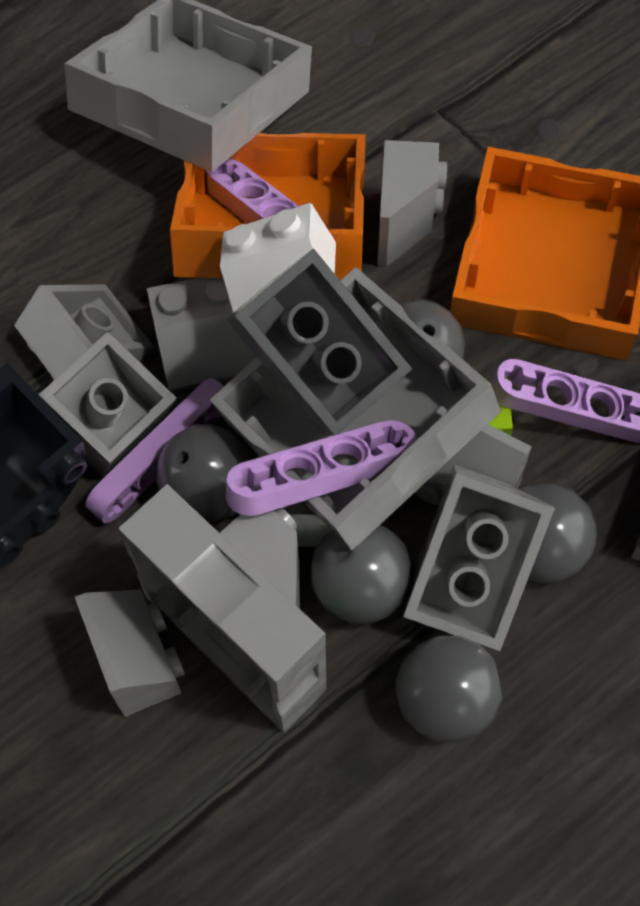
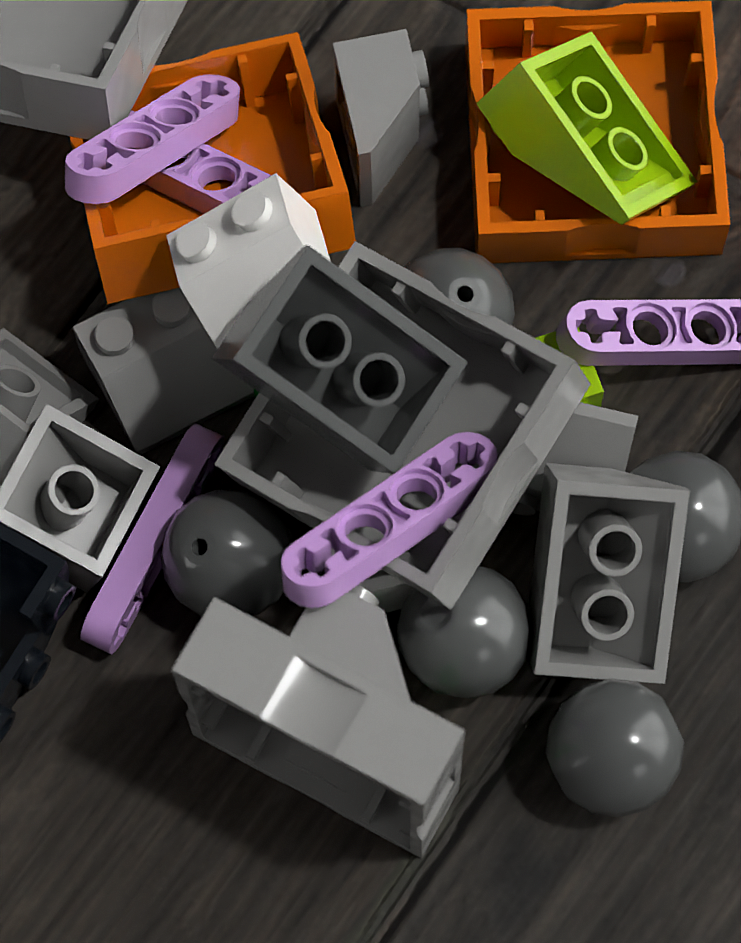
camera: 15 degrees left, 5 degrees up
(130, 649) = (202, 807): light grey slope -> none
(238, 174) = (151, 139): none -> lavender beam
(549, 243) = (586, 130): none -> lime slope

